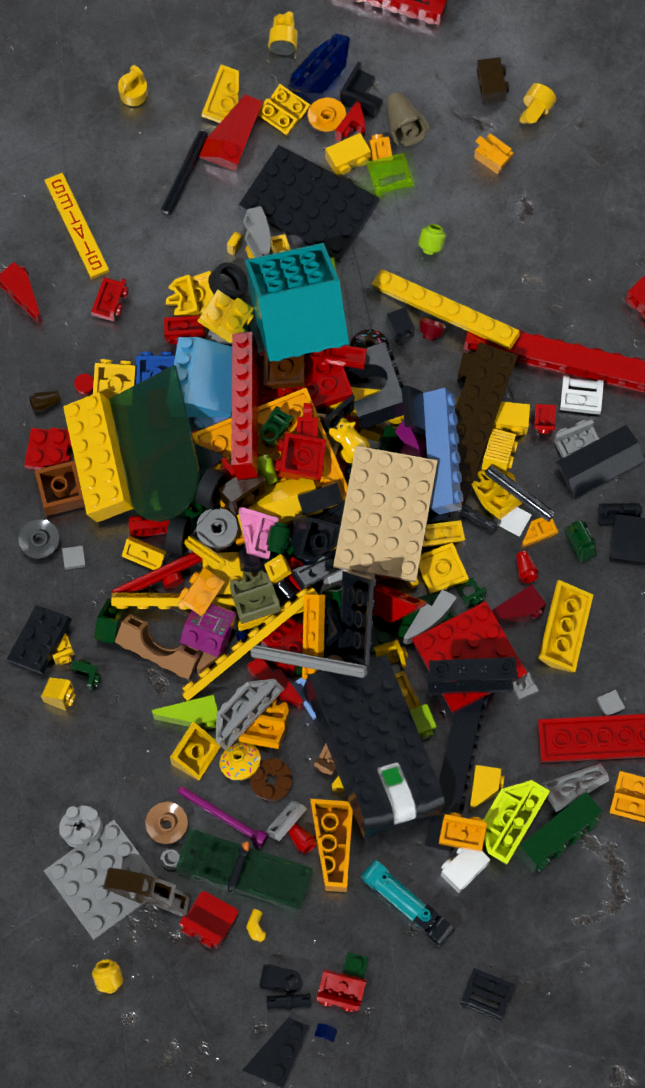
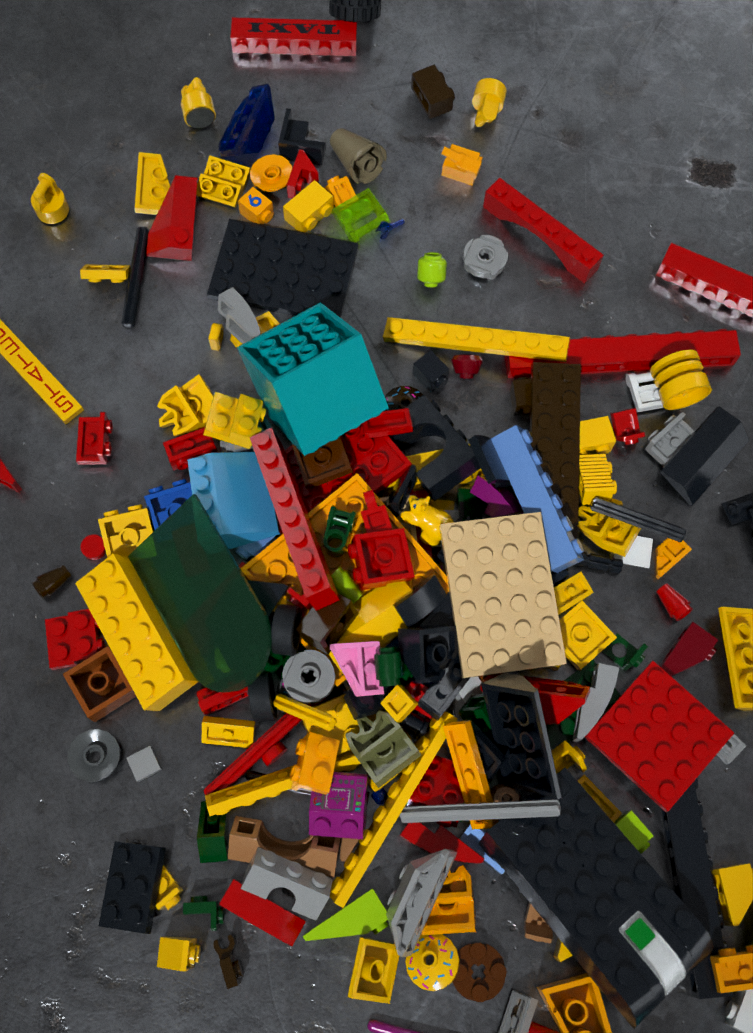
camera: 20 degrees left, 0 degrees up
(92, 717) = (231, 969): none -> dark brown plate
(128, 687) = (263, 913): none -> red slope
(153, 160) = (97, 272): none -> yellow plate
(167, 679) = (272, 871): none -> light grey arch
(232, 271) = (227, 369): black tyre -> none
(303, 141) = (256, 207): none -> light orange brick
(408, 191) = (386, 228): none -> clear blue hand
(471, 676) = (686, 766): black fence -> none
(483, 251) = (485, 268): none -> light grey plate
(557, 257) = (574, 252): none -> red arch
(581, 540) = (720, 550): dark green piece -> none
(598, 393) = (680, 379): none -> yellow wheel

